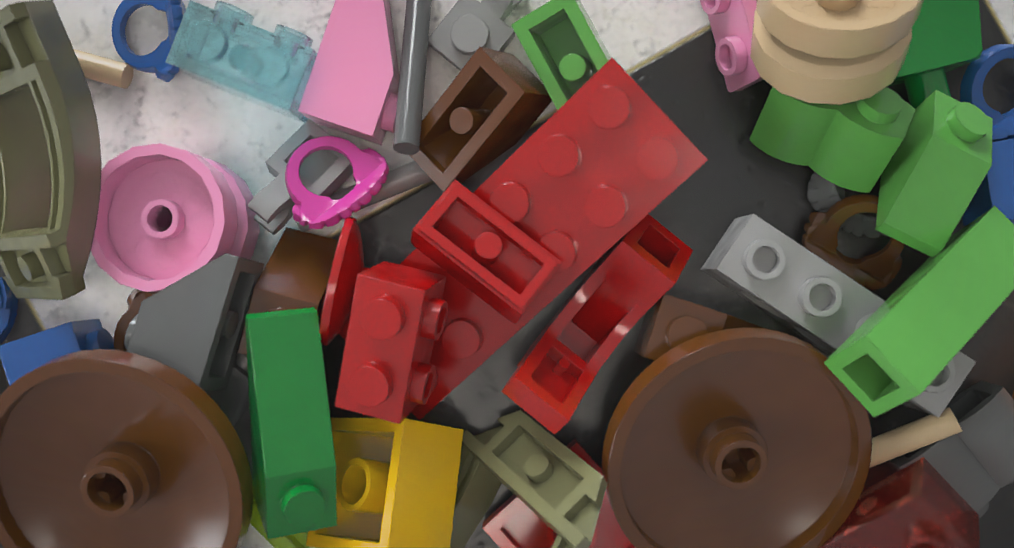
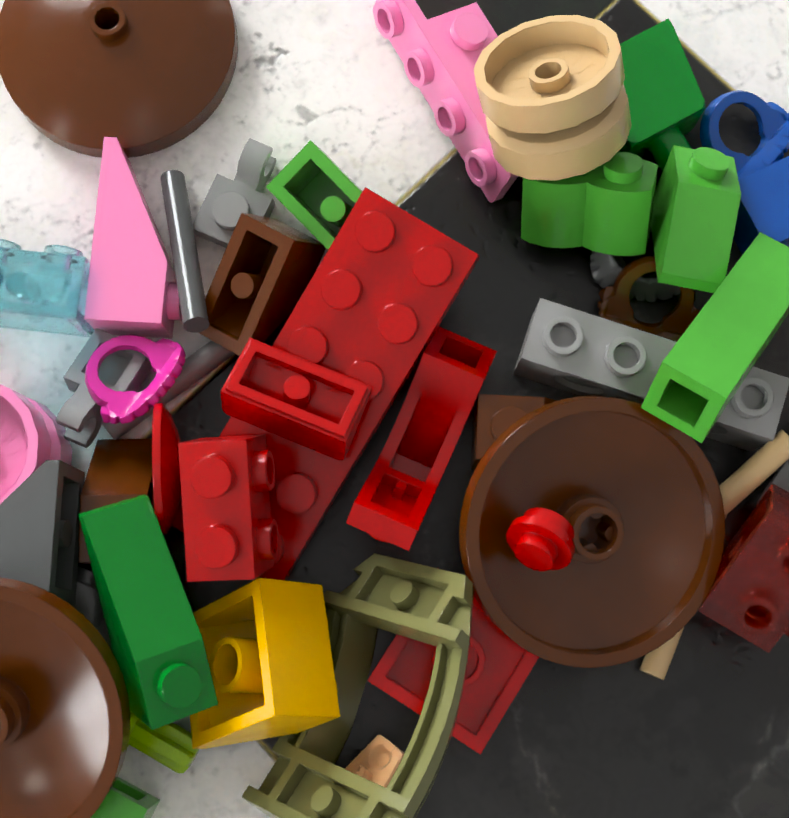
camera: 20 degrees left, 10 degrees down
(686, 460) = (542, 539): none -> red plate

